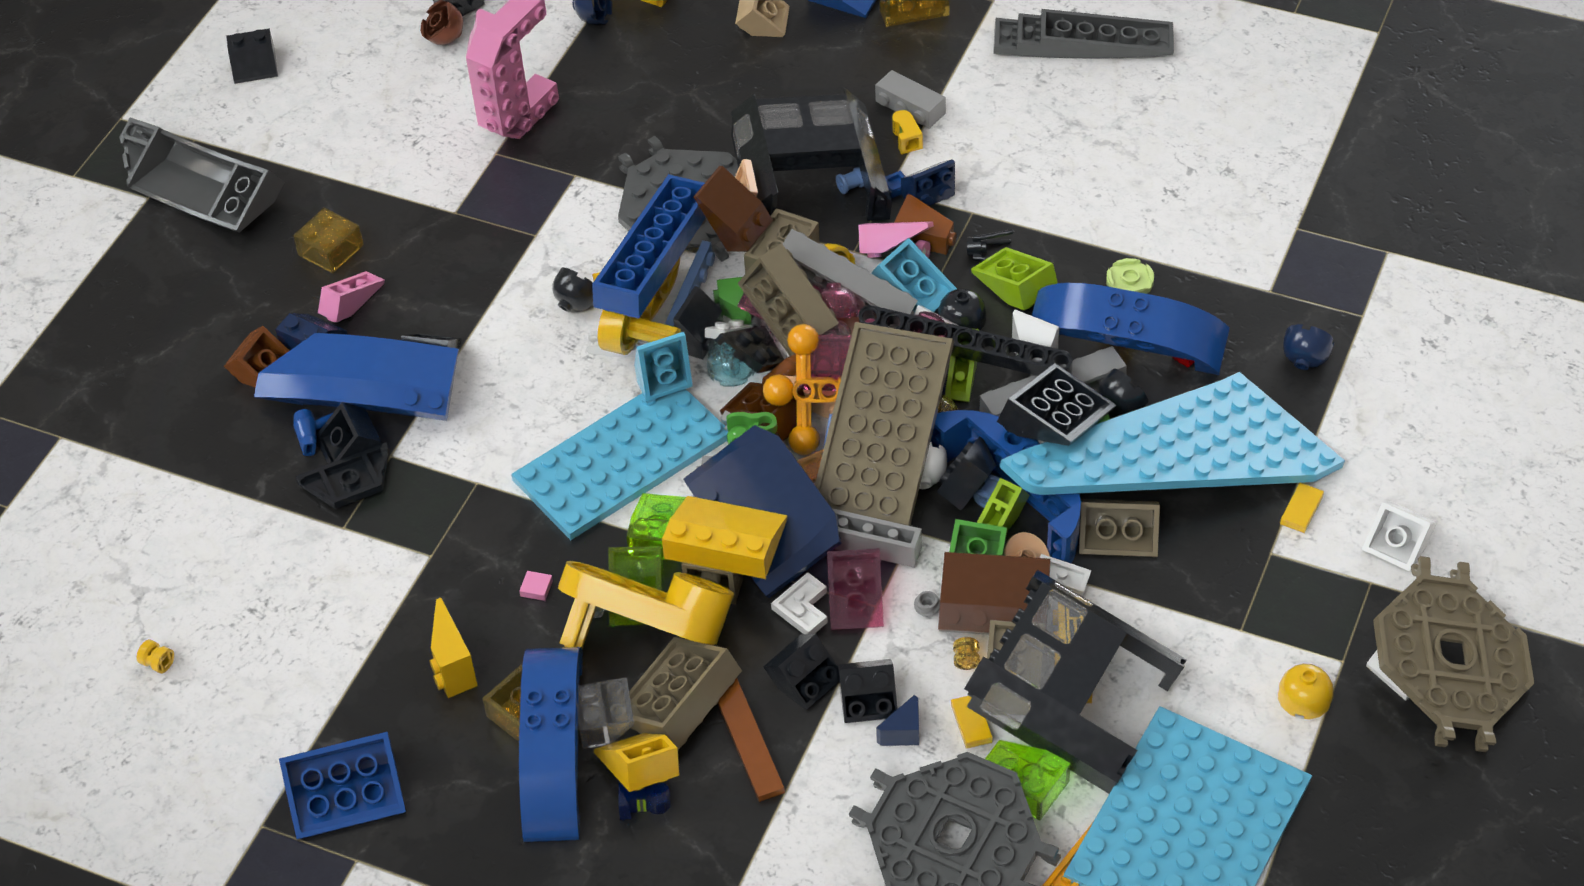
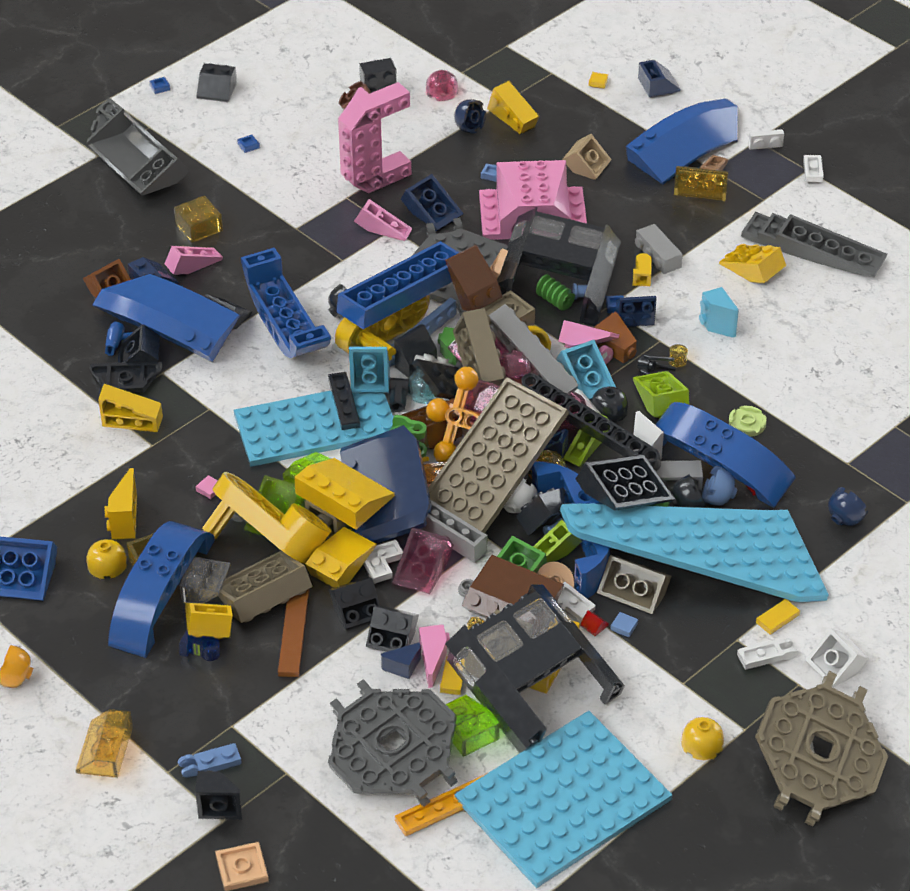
camera: 20 degrees right, 5 degrees down
(178, 81) = (159, 85): none -> blue tile
(334, 122) = (248, 143): none -> blue tile
(382, 521) = (128, 410): none -> yellow wedge
(459, 728) = (106, 559): none -> yellow cylinder
(504, 325) = (280, 307): none -> blue slope
(559, 171) = (381, 222): none -> bright pink slope
(608, 128) = (431, 203): none -> dark blue slope
(645, 416) = (344, 400): none -> black tile
(655, 66) = (489, 172): none -> medium blue tile
(704, 384) = (398, 391): none -> black piece
(716, 79) = (525, 187): none -> bright pink wedge
(755, 620) = (339, 557): none -> yellow slope
(820, 195) = (555, 293): none -> bright green piece
(933, 701) = (433, 650): none -> bright pink slope
(1007, 221) = (679, 354): none -> clear yellow wheel
(1029, 80) = (754, 262): none -> yellow slope
(1029, 156) = (719, 312): none -> medium azure slope
(1099, 593) = (593, 623): none -> red slope
(1134, 581) = (624, 624): none -> medium blue tile
(1149, 370) = (719, 487): none -> medium blue cylinder
(1316, 558) = (767, 653): none -> white hinge

